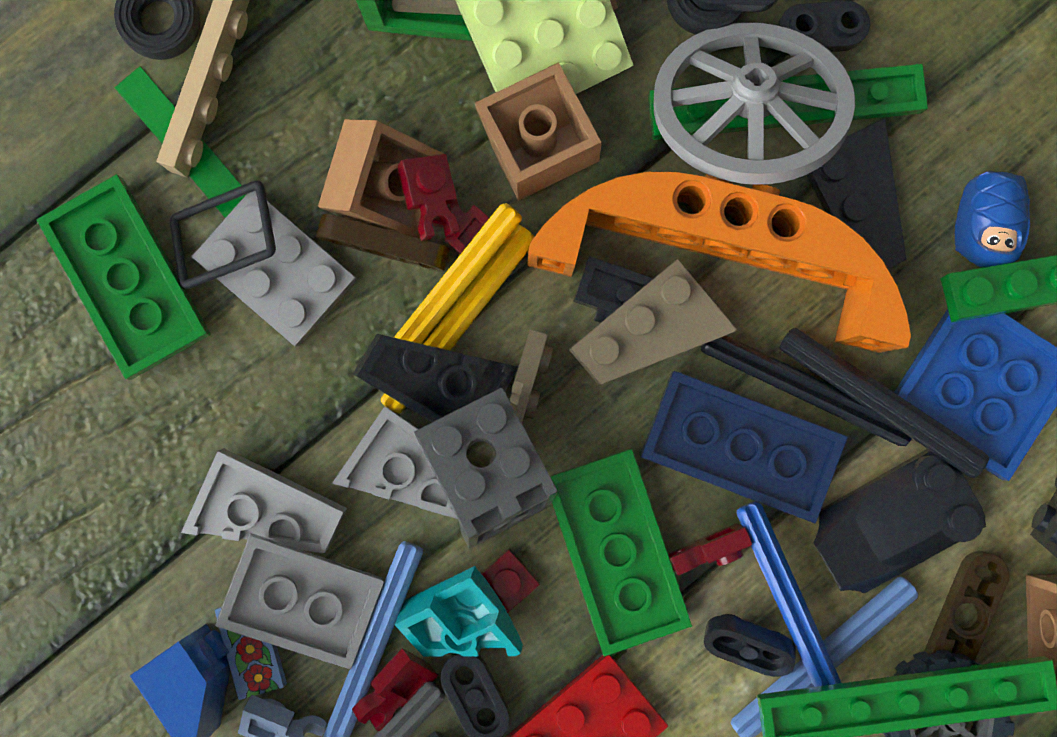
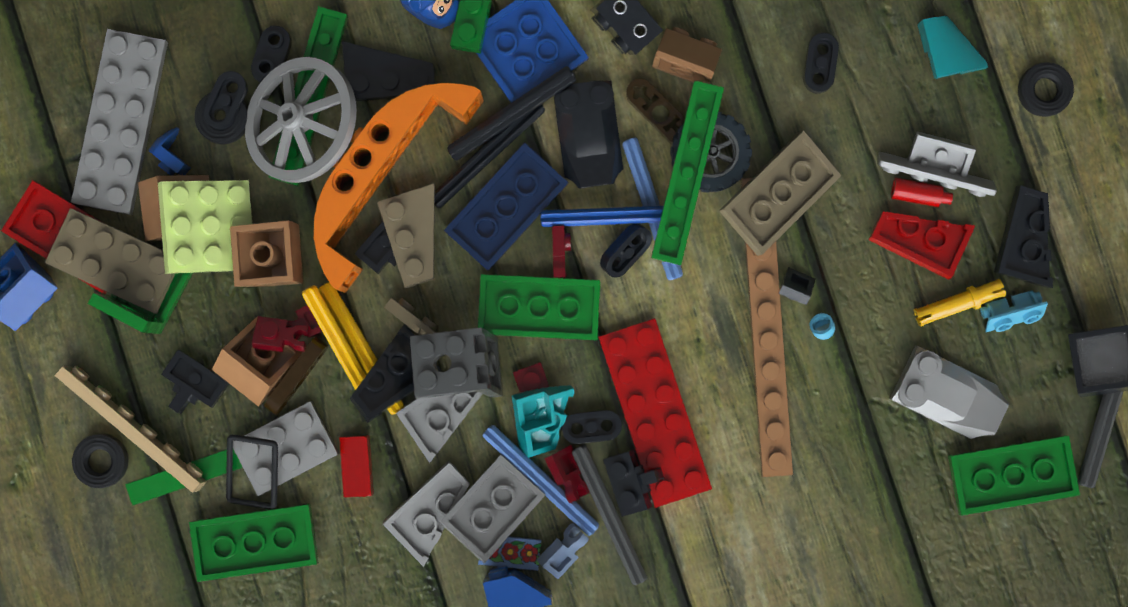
camera: 65 degrees left, 0 degrees up
(288, 379) = (356, 466): none -> red slope
(316, 101) = (192, 382): none -> black hinge

